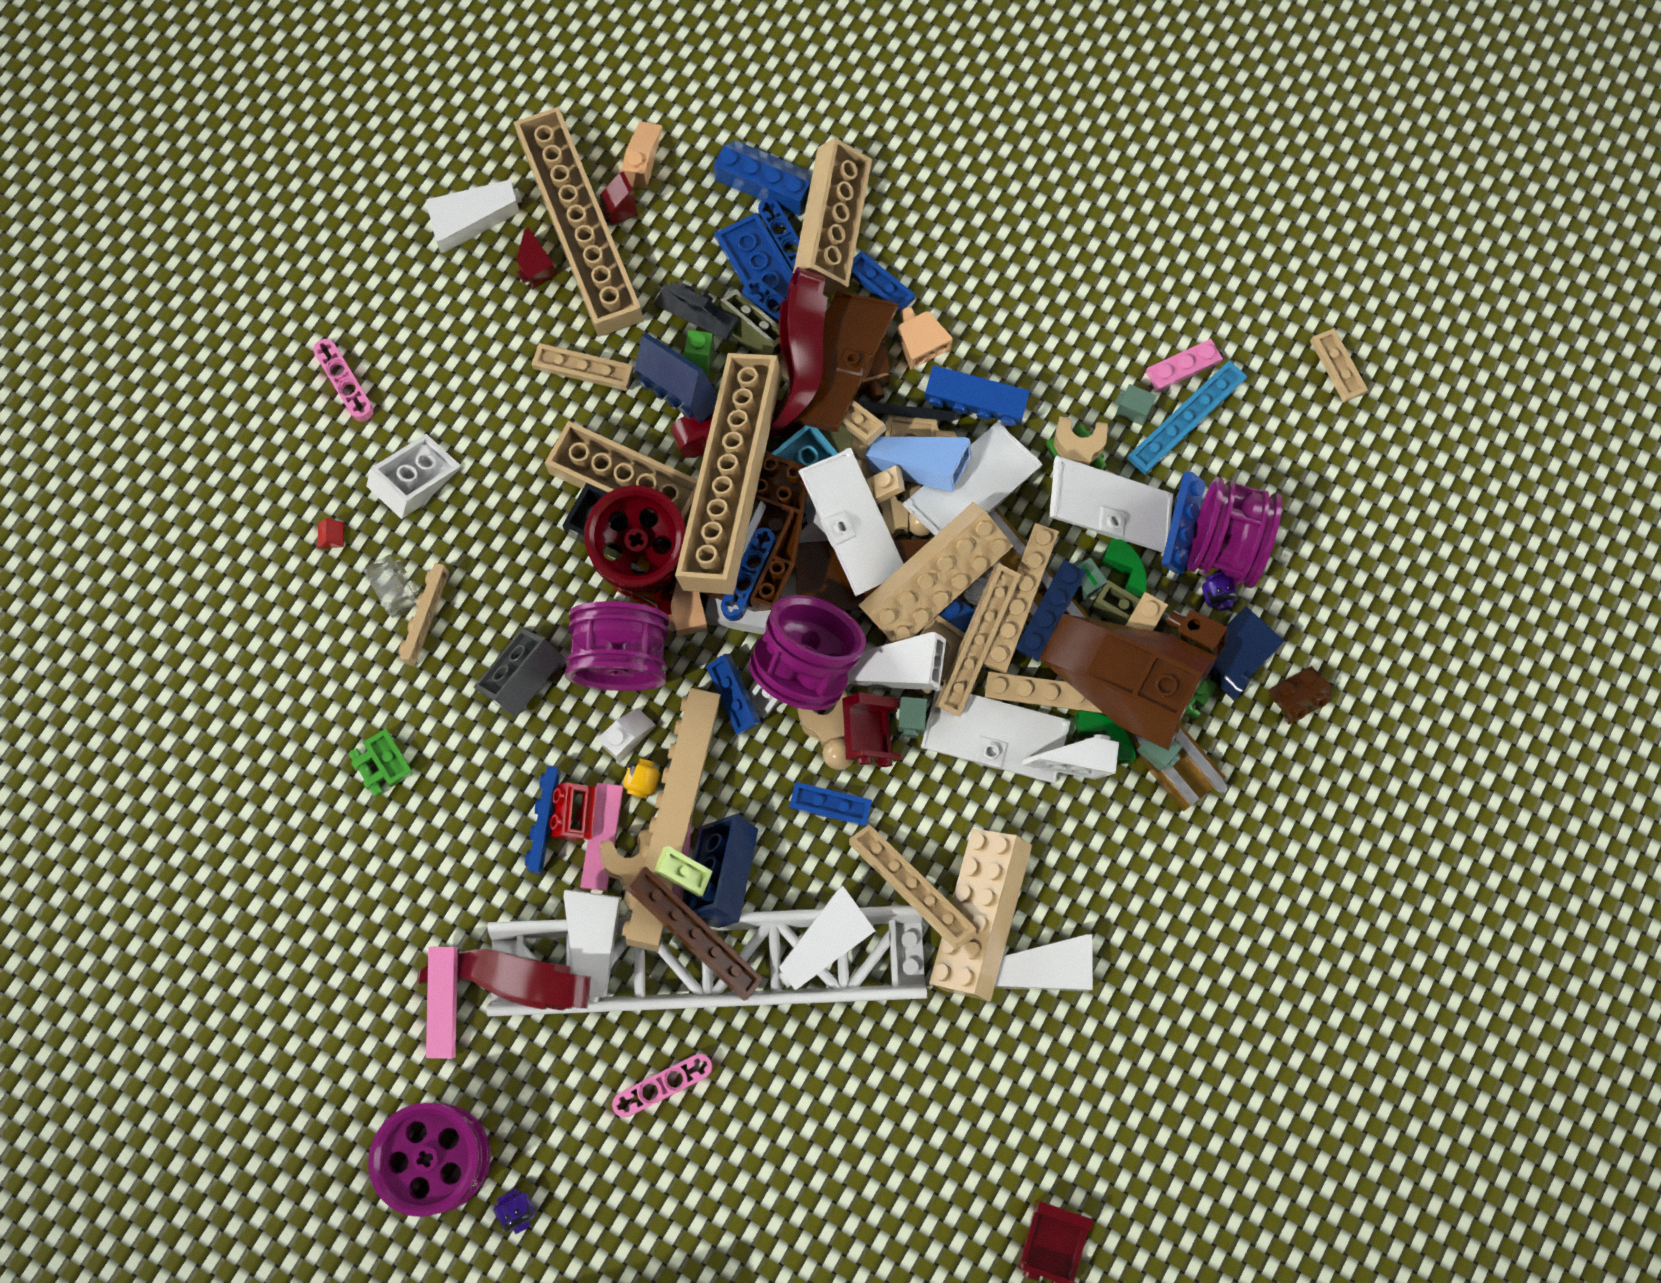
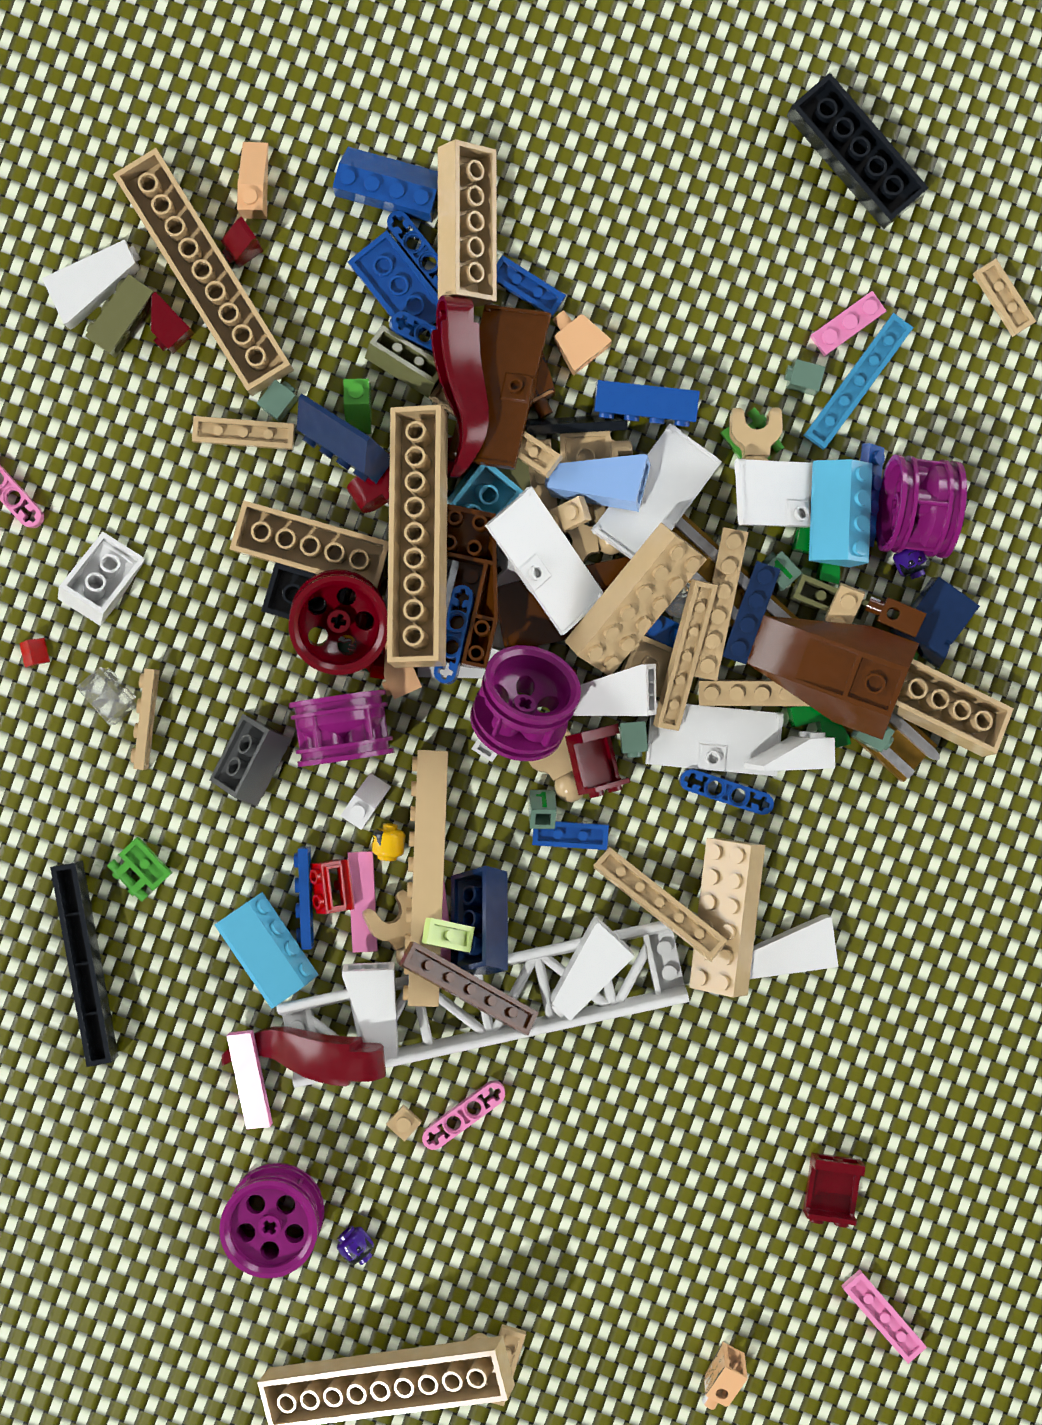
camera: 10 degrees left, 15 degrees up
(299, 846) = (84, 963): none -> black brick
(490, 246) = (120, 316): none -> olive brick
(491, 863) = (266, 950): none -> medium azure slope
(596, 1083) = (403, 1122): none -> tan plate
(622, 342) = (278, 400): none -> sand green brick
(696, 309) = (346, 354): black bracket -> none
(733, 694) = (459, 745): blue plate -> none
(806, 770) = (542, 809): none -> sand green brick
(1002, 785) = (727, 788): none -> blue beam
(1153, 528) = (840, 512): none -> medium azure slope
(1211, 214) = (856, 151): none -> black brick
(1242, 738) = (952, 710): none -> tan brick
(1301, 694) = (999, 649): reddish brown bracket -> none

